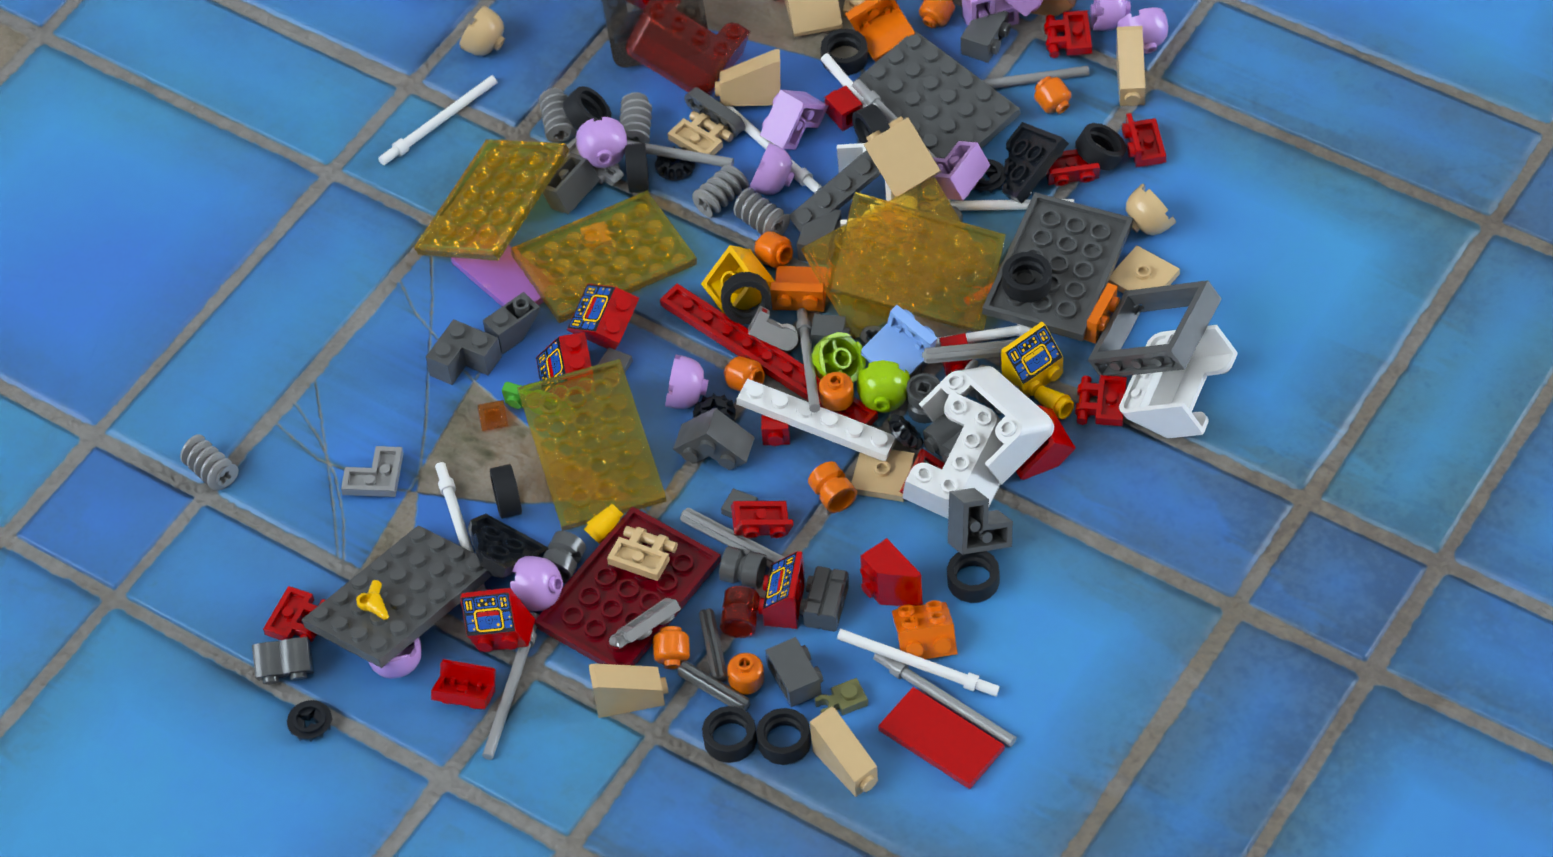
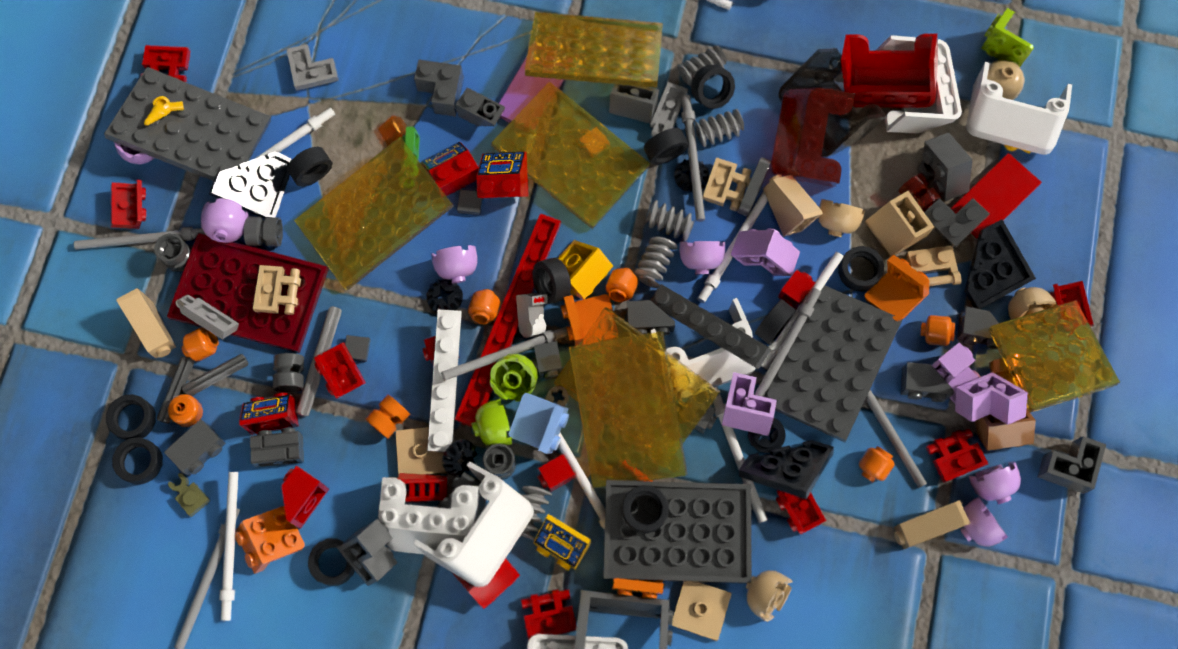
camera: 65 degrees right, 20 degrees up
(282, 659) = (119, 68): dark grey brick -> none
(305, 711) = (73, 102): black gear -> none
(496, 620) = (181, 206): slope -> none
(548, 647) = (172, 251): none -> dark grey wheel
(601, 142) = (670, 109): lavender cylinder -> none
(603, 523) = (303, 250): yellow cone -> none
(716, 437) = (403, 307): dark grey brick -> none
(739, 611) = (244, 385): clear red wheel -> none
(790, 45) = (840, 217): none -> tan cylinder
(836, 391) = (478, 380): orange head -> none
(842, 752) = (122, 515): tan slope -> none
(901, 156) = (724, 358): tan brick -> none
(941, 737) = (168, 588): red tile -> none
(964, 351) = (557, 494): light grey axle -> none
(1058, 401) = (534, 573): yellow cone -> none
(1107, 138) = (842, 533): black tyre -> none
(1144, 141) = (853, 564): red bracket -> none

